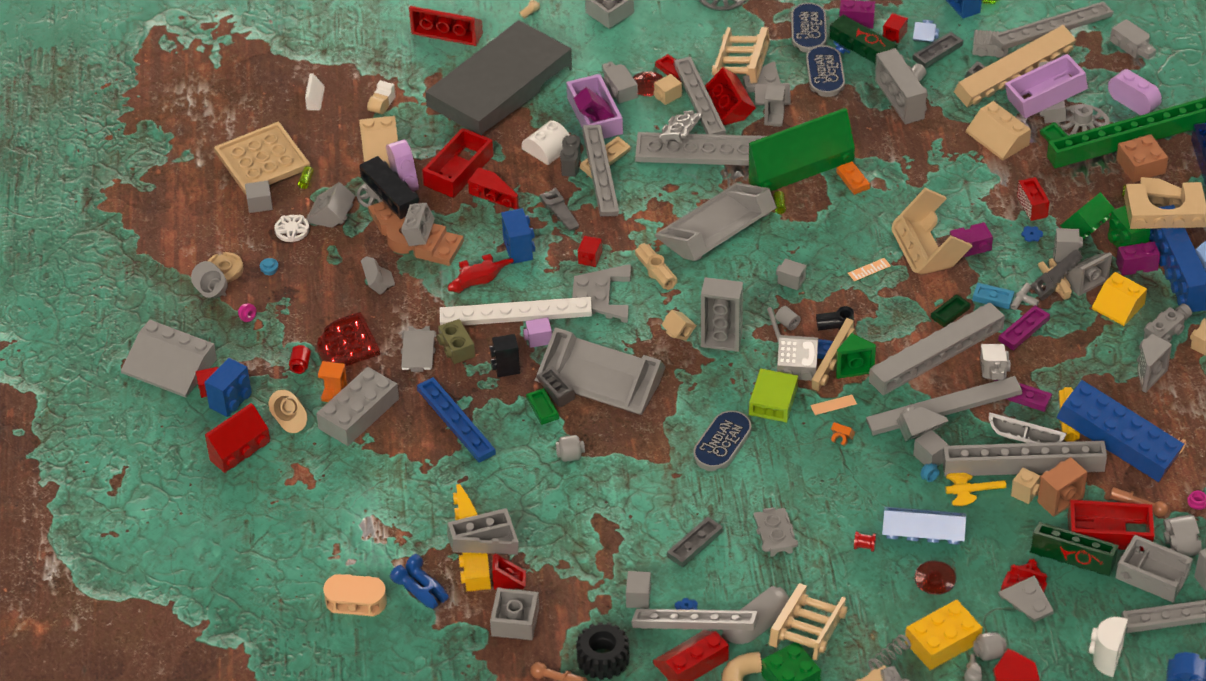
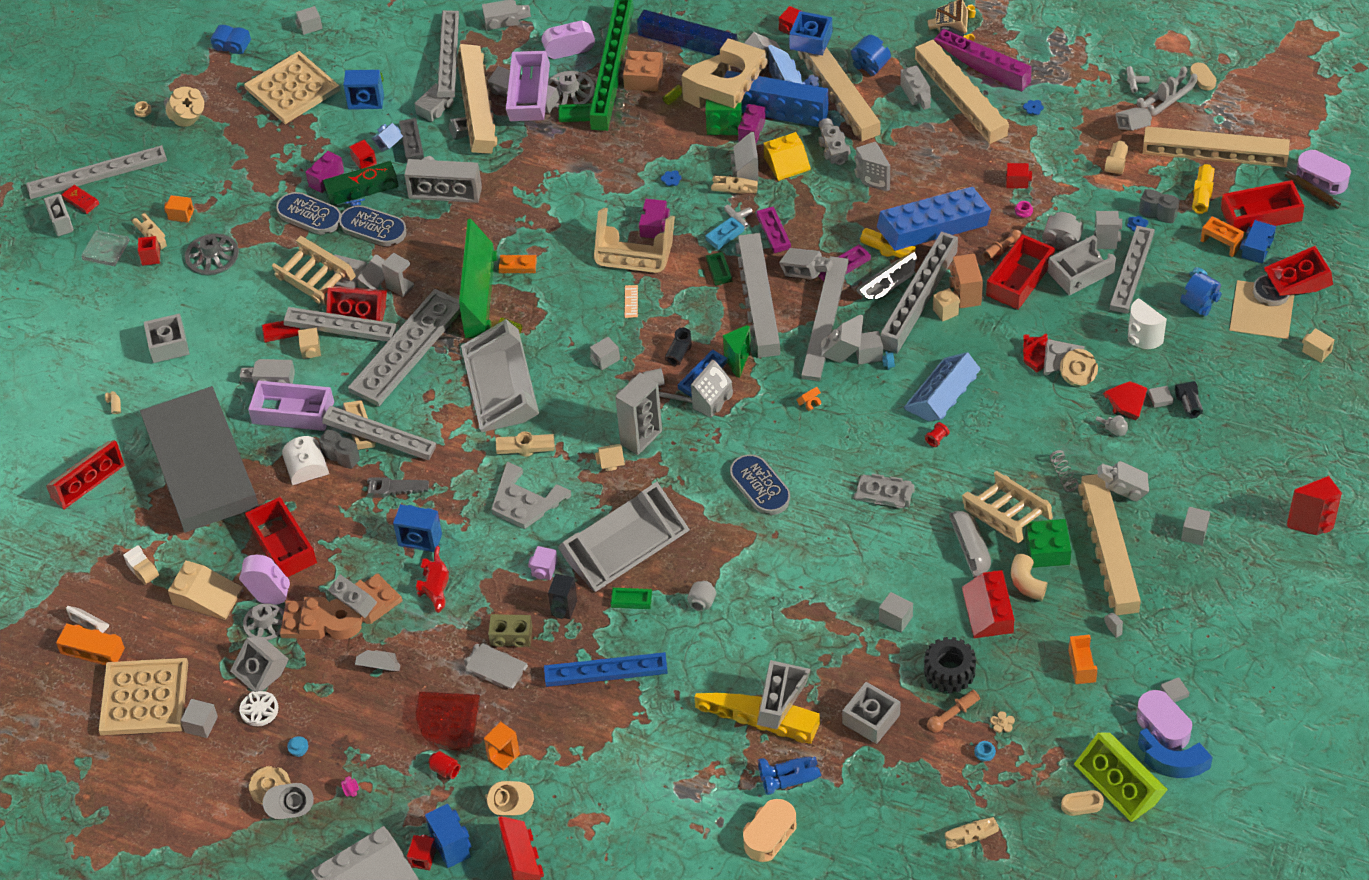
camera: 60 degrees left, 5 degrees up
(290, 105) = (90, 644): none -> orange brick
(305, 177) = (199, 670): clear neon green piece -> none
(357, 406) = (540, 739): light grey brick -> none
(388, 186) = (284, 600): black brick -> none
(492, 188) = (335, 524): red slope -> none
(507, 574) = (818, 702): red slope -> none
(517, 311) = (503, 571): white plate -> none
(561, 396) = (627, 582): flat silver slope -> none
(589, 251) = (470, 484): red brick -> none
(593, 105) = (299, 402): magenta brick -> none
(646, 82) = (285, 351): clear red dish -> none
(679, 126) = (369, 352): light grey piece -> none
(686, 604) = (928, 589): blue plant -> none
(694, 541) = (864, 551): flat silver plate -> none
(695, 619) = (957, 583): light grey plate -> none
(773, 395) = (736, 425): lime brick -> none
(829, 362) = (721, 356): tan plate -> none
(834, 404) = (768, 392): light nougat sticker -> none
(935, 571) = (1004, 405): clear red dish -> none
(943, 634) = (1068, 425): yellow brick -> none
(964, 489) = (918, 347): yellow piece -> none
(989, 646) = (1096, 402): light grey head -> none
(999, 131) = (541, 144): tan slope -> none
(1023, 616) = (1078, 367): none -> tan tile
(1033, 199) = (637, 158): red panel -> none
(1055, 275) = (738, 179): flat silver piece -> none
(1065, 242) = (713, 160): light grey brick -> none
(1074, 549) = (1032, 303): dark green brick -> none
(1090, 216) = (690, 131): green brick -> none

